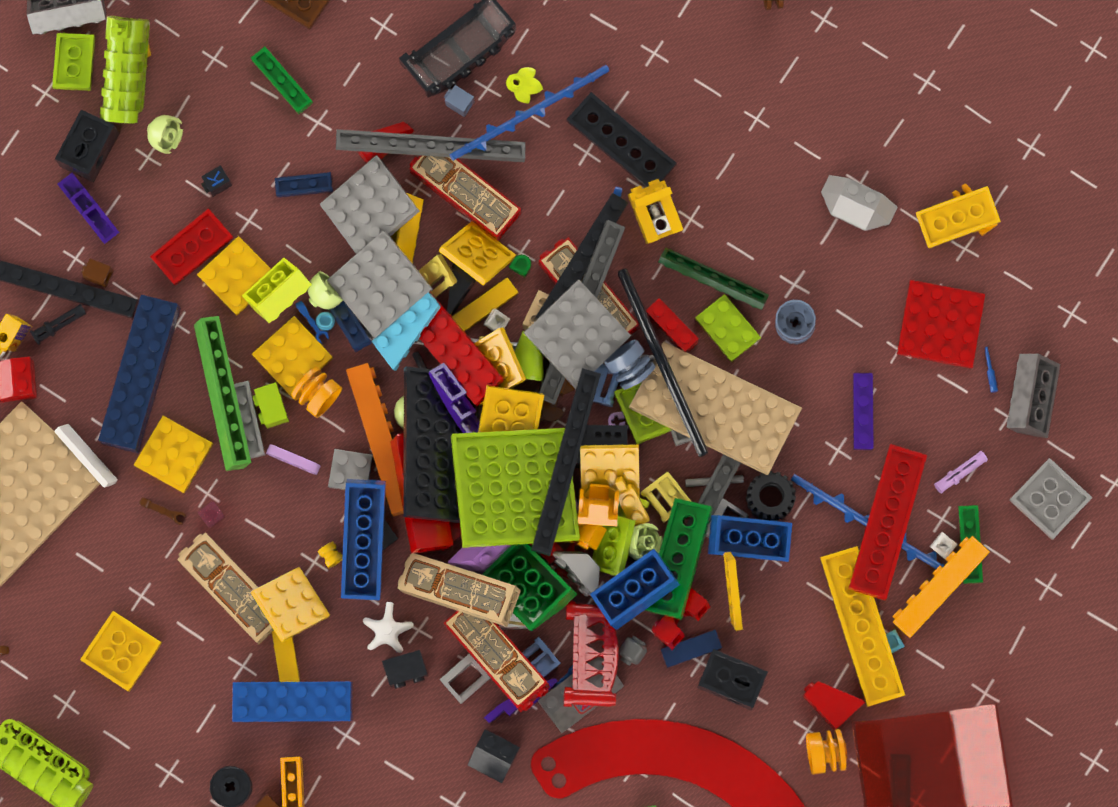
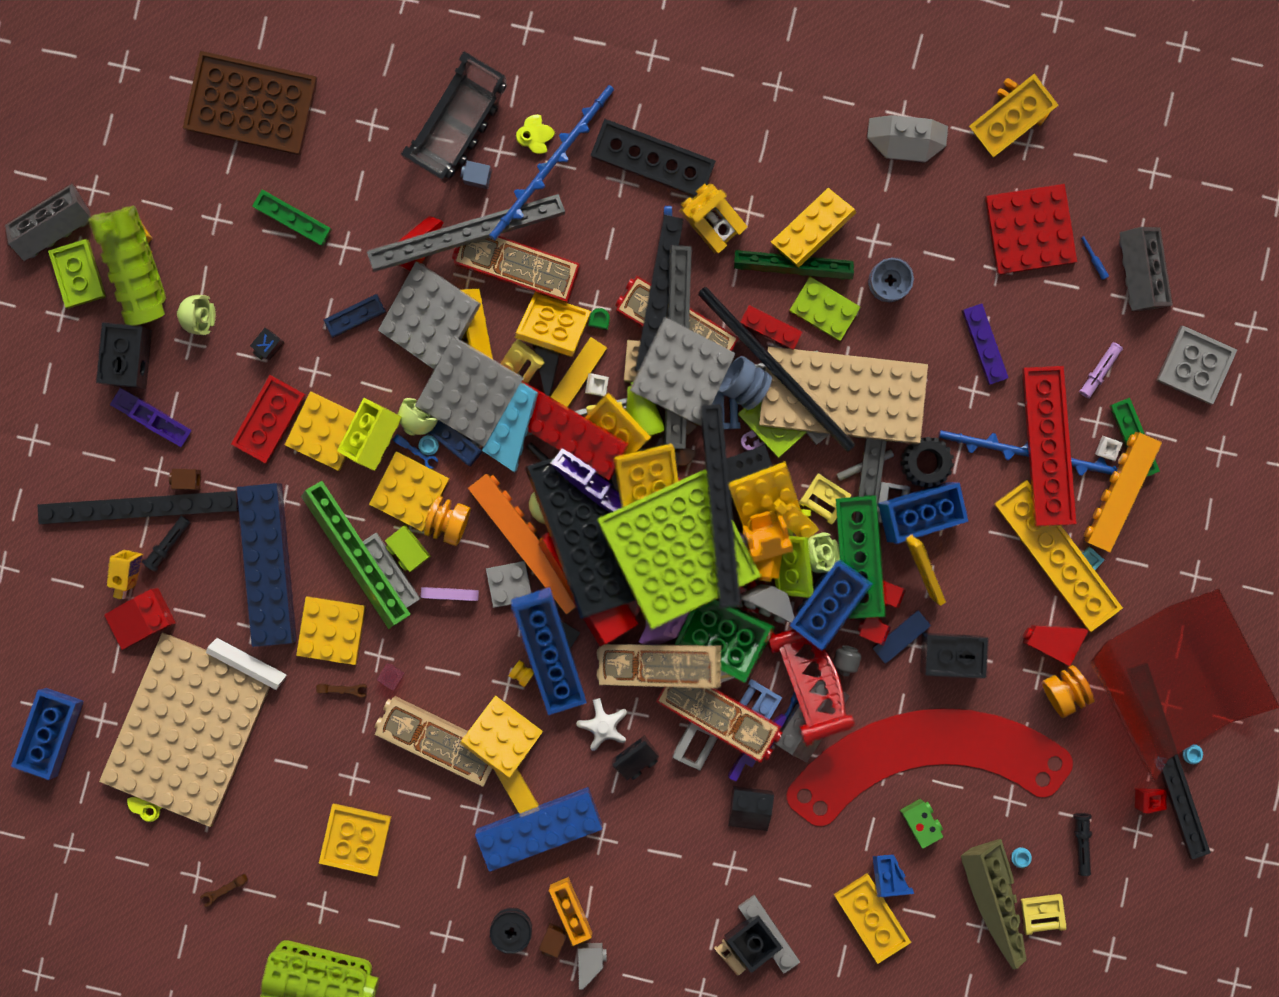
camera: 20 degrees left, 10 degrees up
(742, 251) = (813, 227): none -> yellow plate

